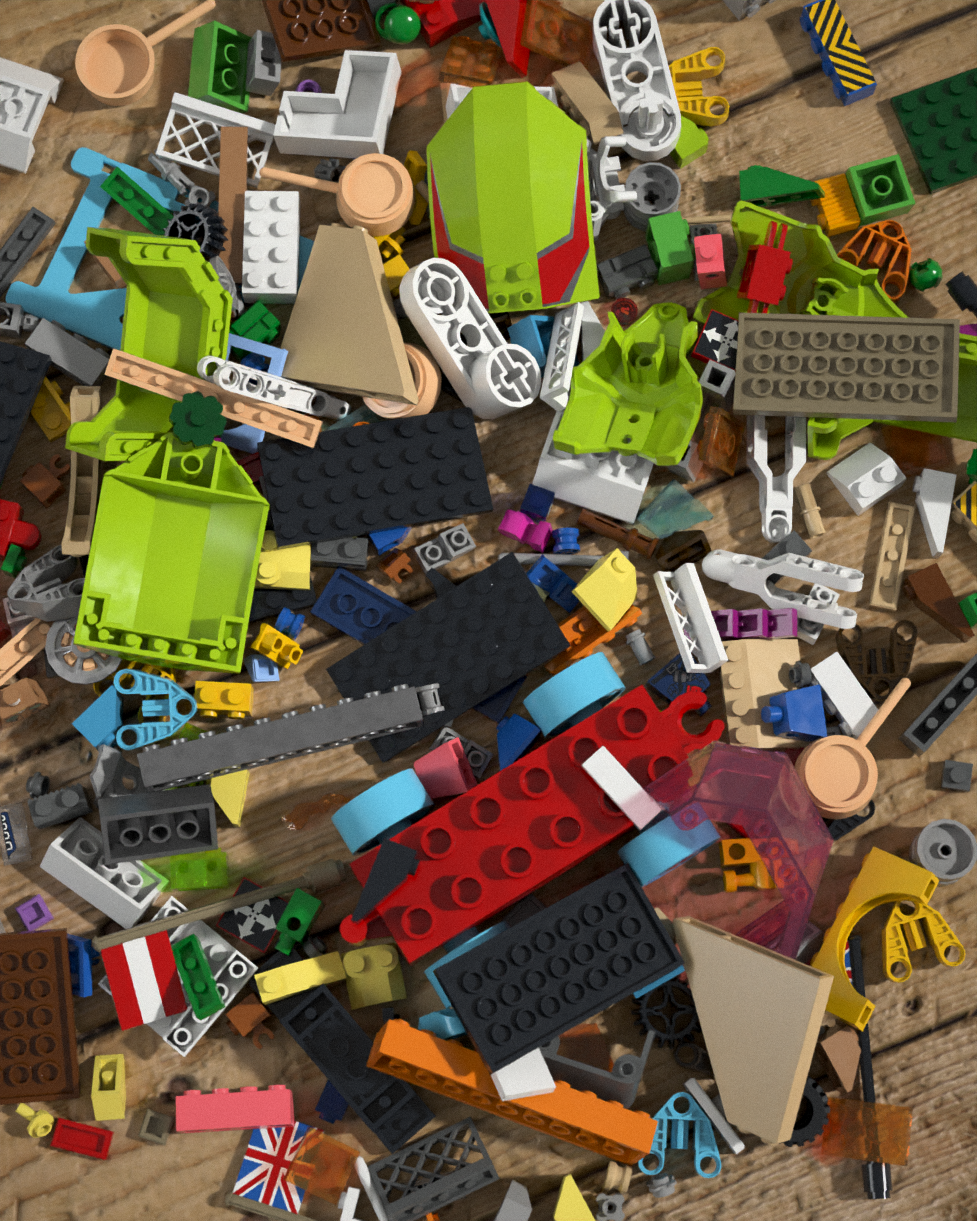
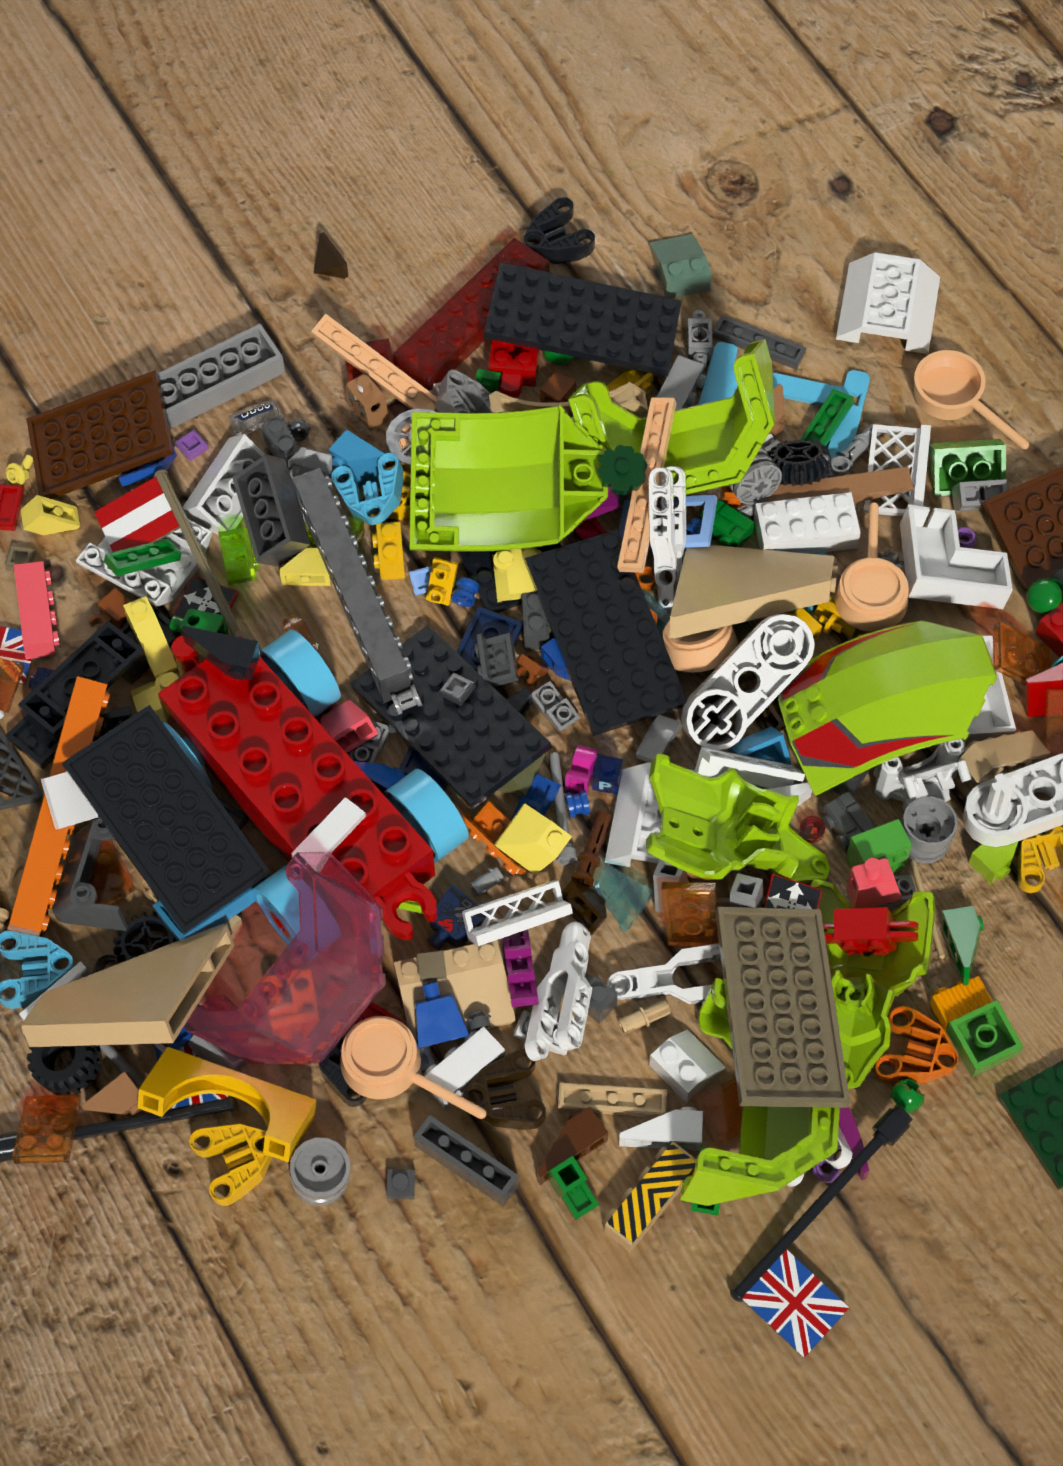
camera: 85 degrees right, 15 degrees down
(387, 597) = (497, 659): none -> dark grey bracket
(425, 643) = (457, 689): none -> flat silver tile
(503, 446) = (658, 738): none -> light grey slope
(746, 710) = (431, 966): none -> dark tan tile

